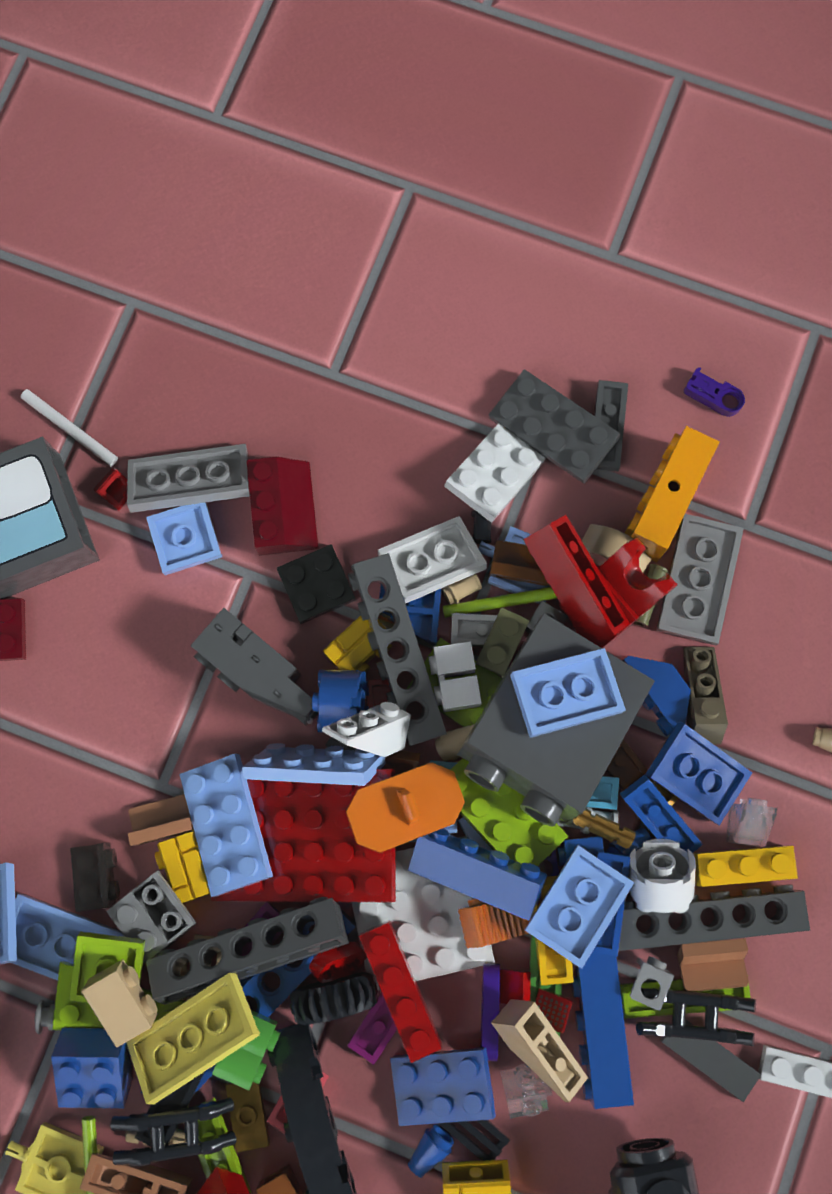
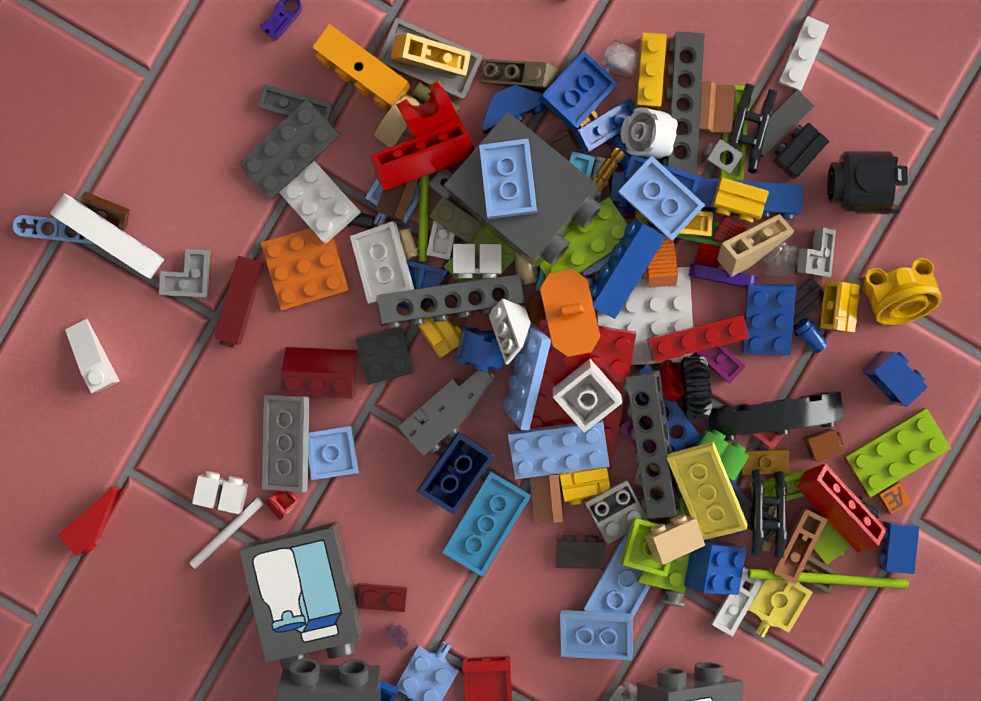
camera: 80 degrees left, 10 degrees up
(39, 1104) = (735, 606): none -> white plate
(60, 268) = (89, 526): none -> red slope
(117, 747) = (486, 523): none -> dark azure plate
(119, 404) = (209, 489): none -> white piece
(176, 693) = (455, 472): none -> dark blue slope
(260, 238) = (91, 357): none -> white slope
(298, 848) = (587, 395): none -> white brick
(356, 396) = (239, 301): none -> dark red brick
(374, 340) = (193, 281): none -> light grey plate
(409, 182) = (59, 232): none -> light blue beam
(409, 468) = (304, 268): none -> orange plate
(410, 231) = (106, 236): none -> white beam
(439, 225) = (108, 210): none -> reddish brown plate
(537, 1148) = (820, 259): none -> light grey plate
(597, 1016) = (739, 200): none -> yellow brick
(679, 1093) = (800, 150): none -> black brick
(706, 575) = (429, 54): none -> yellow slope

